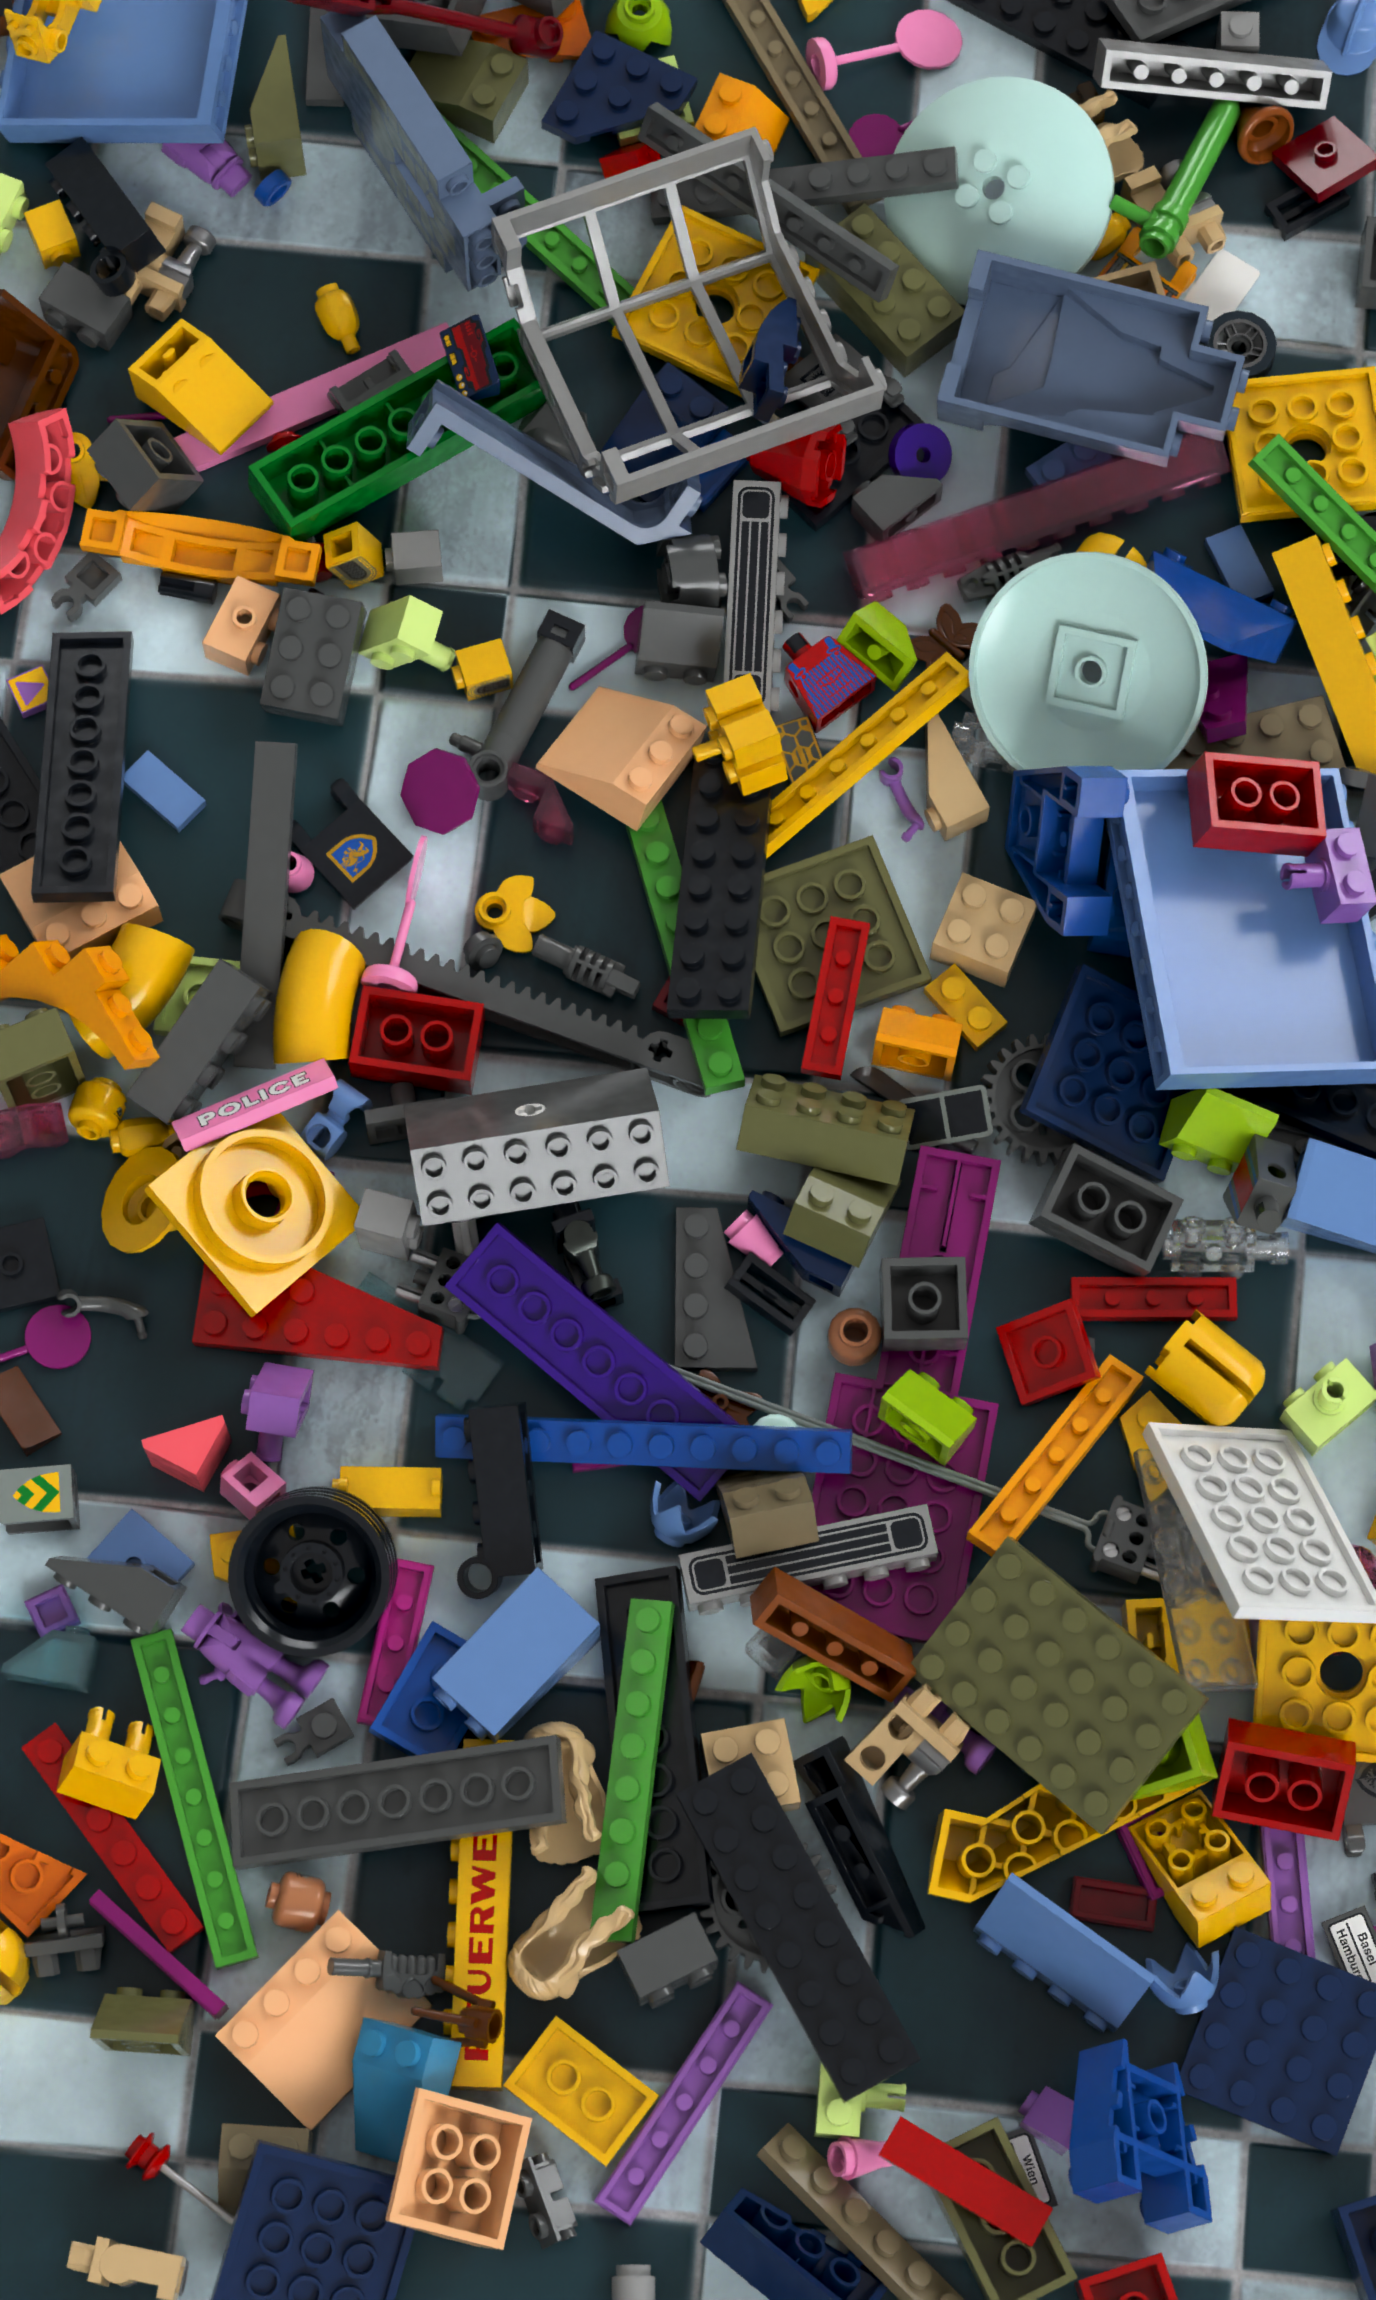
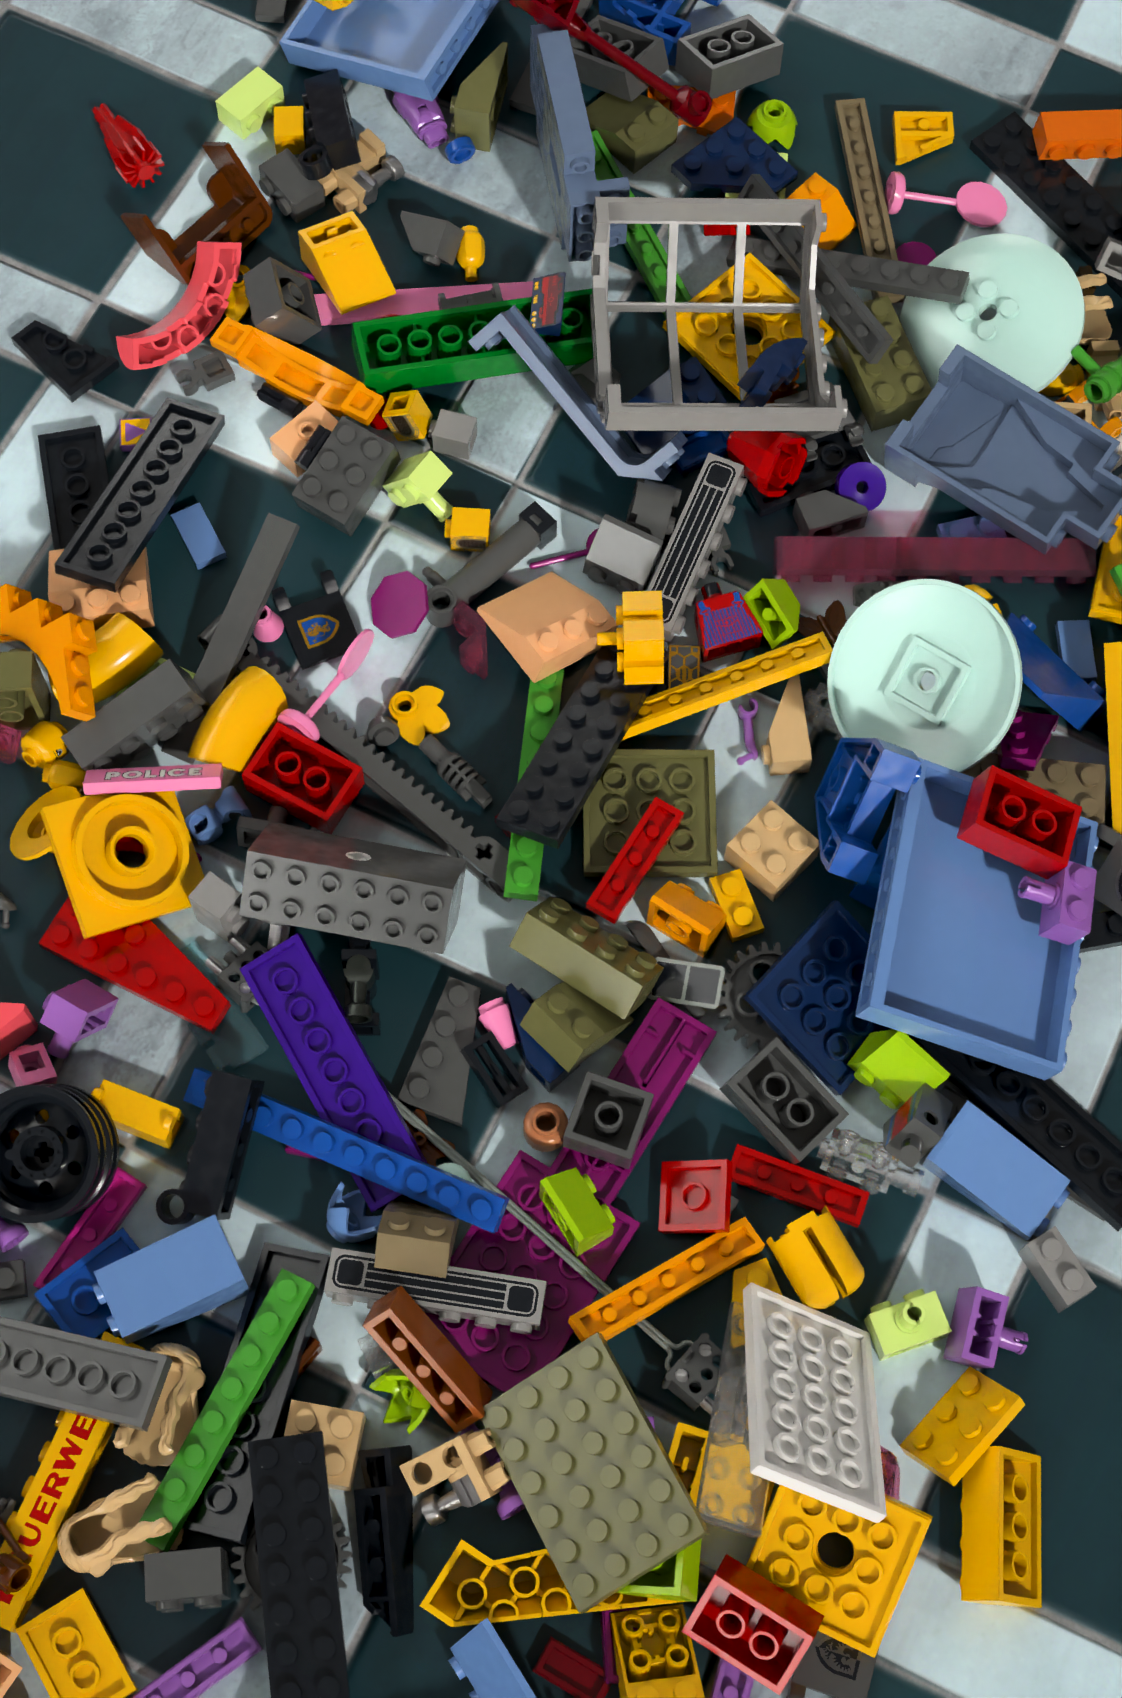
camera: 20 degrees right, 5 degrees down
(262, 637) = (312, 447): none -> black piece
(288, 317) = (432, 238): none -> dark grey slope

